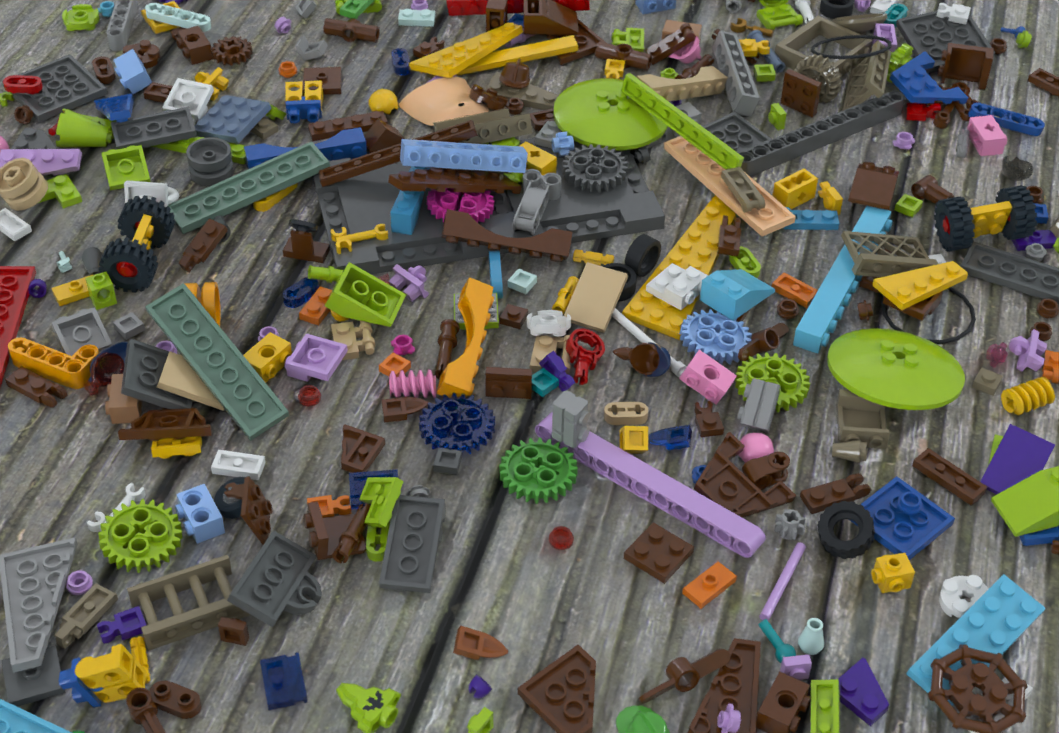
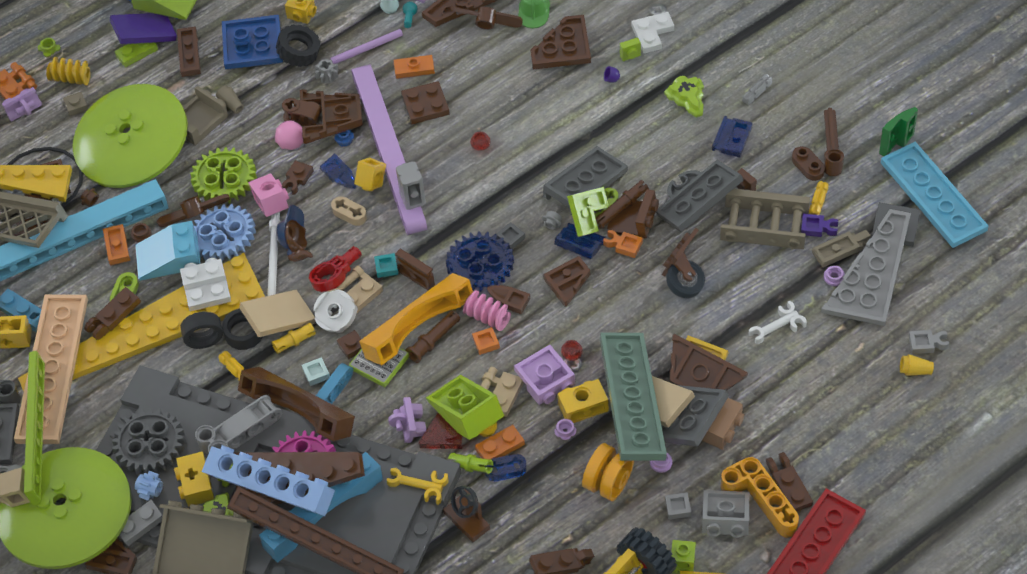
camera: 140 degrees left, 10 degrees up
(103, 677) = (852, 177): yellow hips -> none
(105, 364) = (717, 461): clear red hair -> none
(140, 535) = (772, 286): lime gear -> none
(199, 513) = (719, 287): light blue brick -> none
(238, 464) = (666, 313): white plate -> none
(402, 345) = (463, 356): dark pink plate -> none
(477, 644) = (594, 99): dark orange plate -> none
(538, 470) = (454, 193): bright green gear -> none
(555, 366) = (369, 262): dark purple plate -> none
(743, 189) = (58, 336): dark tan plate -> none
(759, 406) = (258, 149): light grey brick -> none
(824, 495) = (271, 81): reddish brown hinge -> none
(997, 354) = (45, 113): clear pink plate -> none

